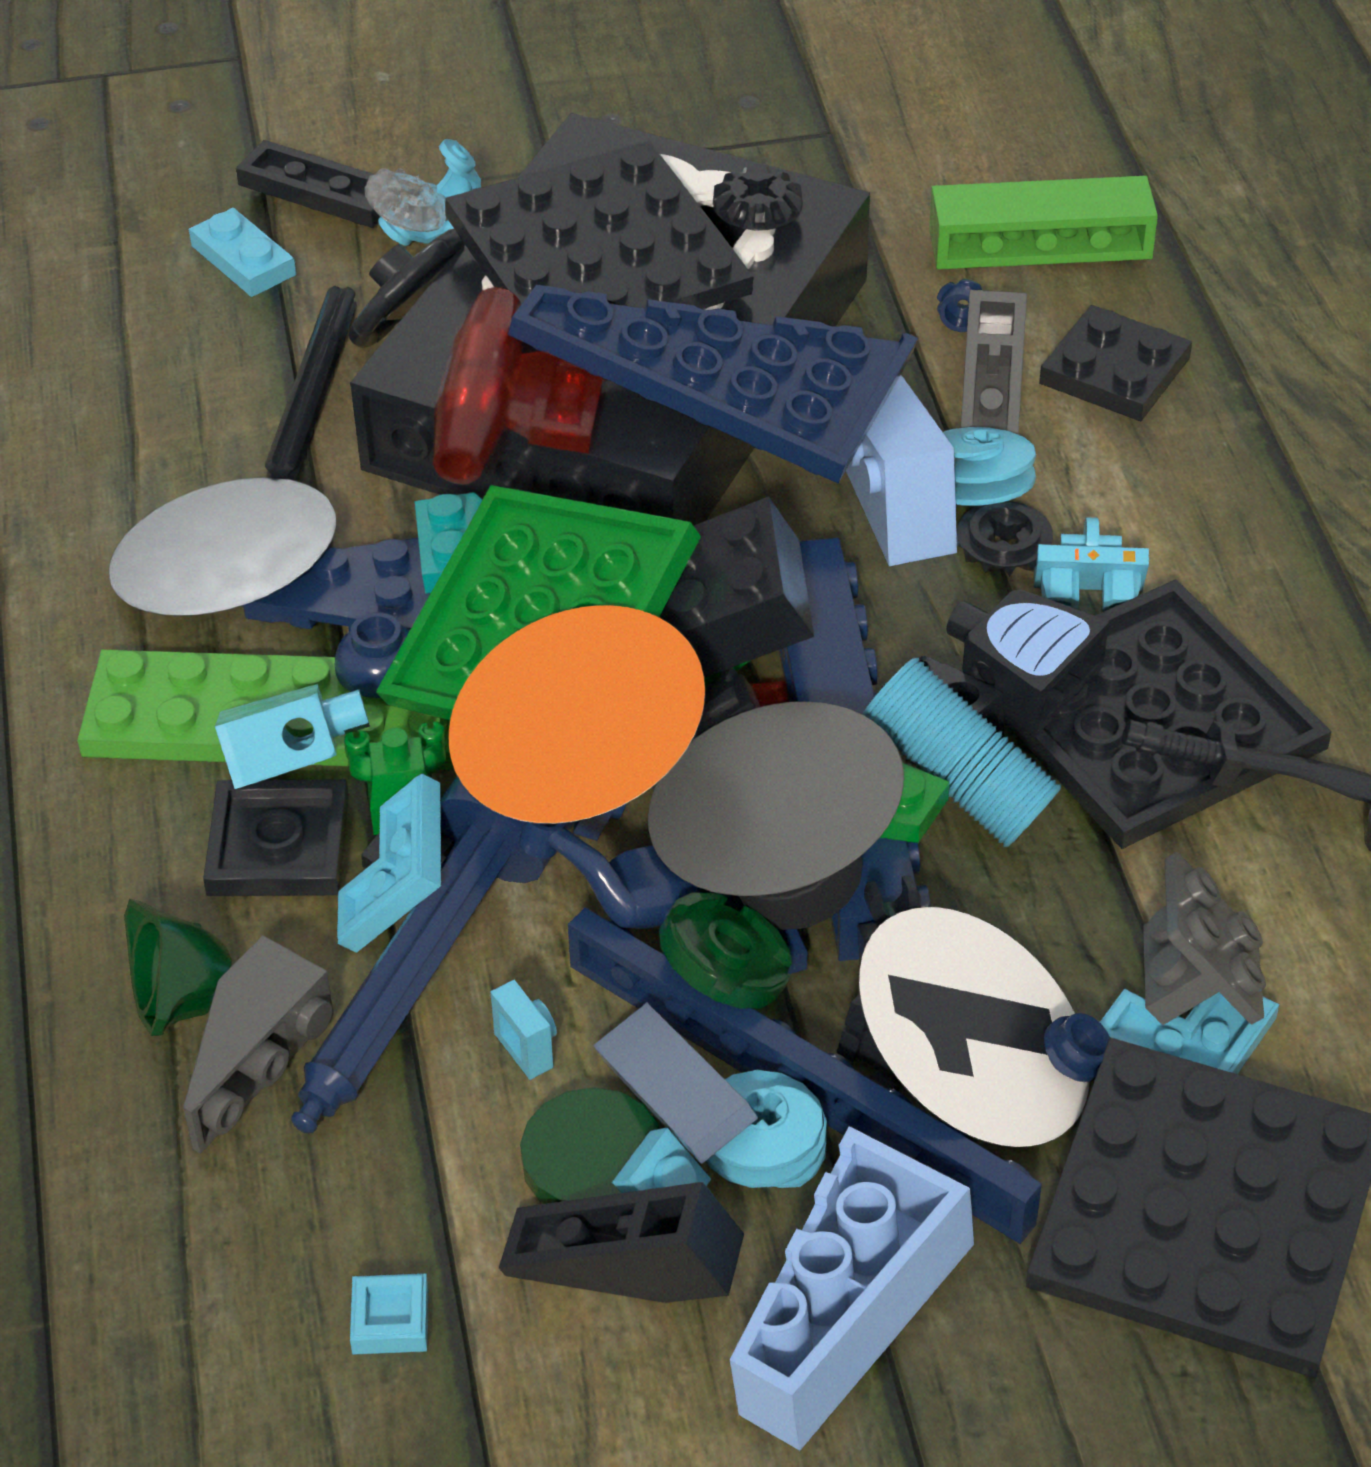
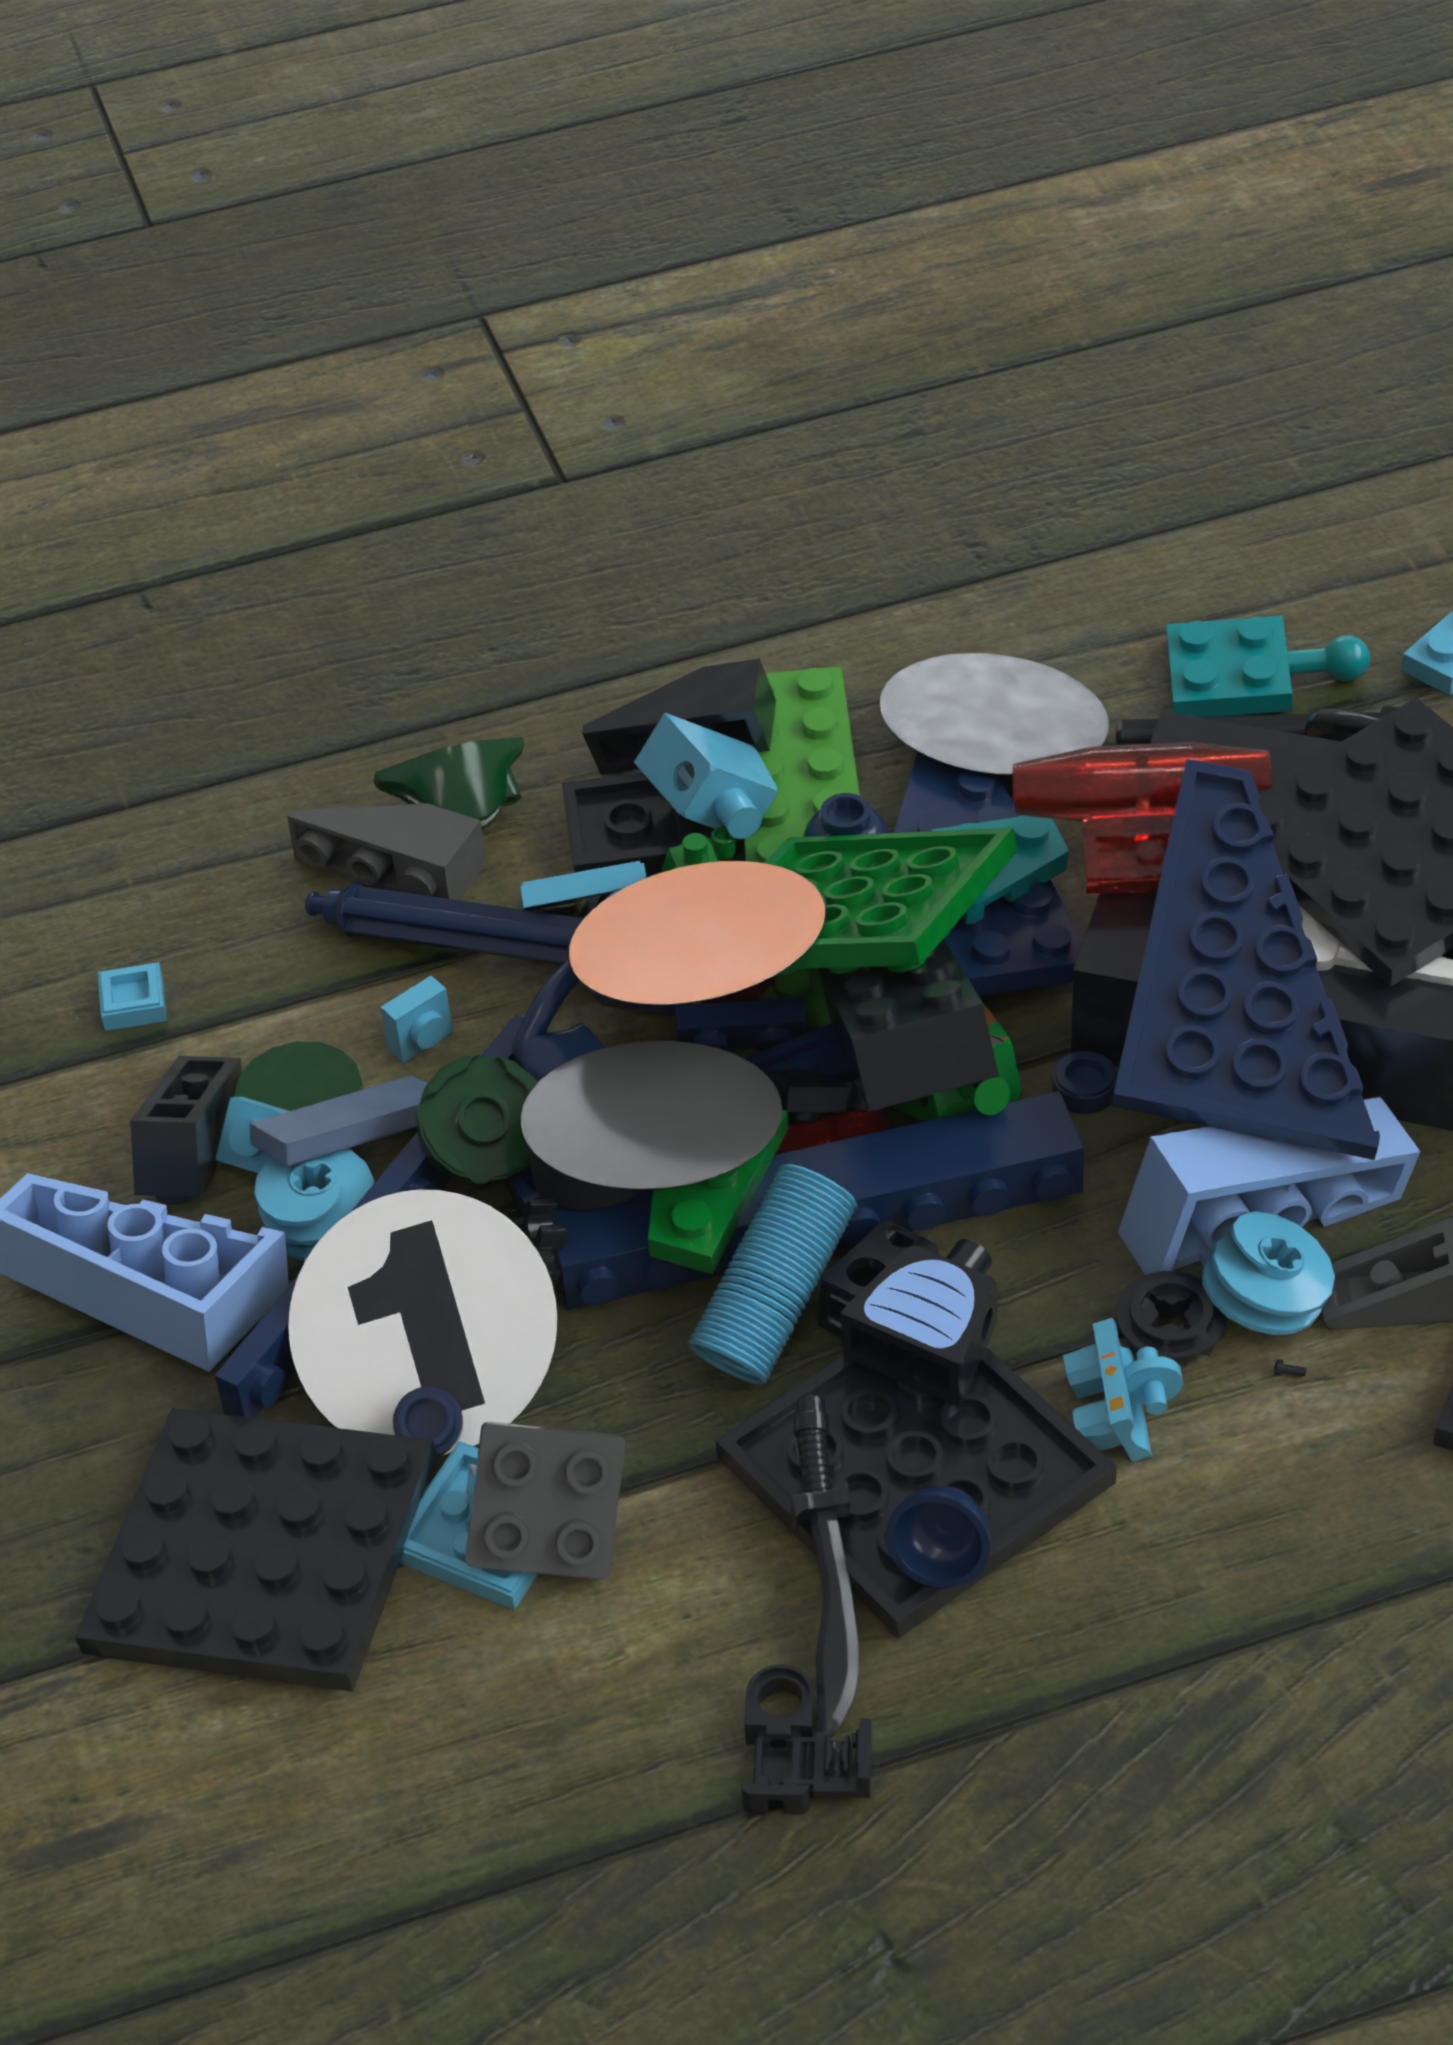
camera: 85 degrees right, 0 degrees up
(168, 734) = (720, 697): none -> black slope
(216, 387) = (1246, 665): none -> teal plate
(1058, 488) = (1280, 1368): none -> black piece
(1267, 670) = (939, 1537): none -> dark blue piece

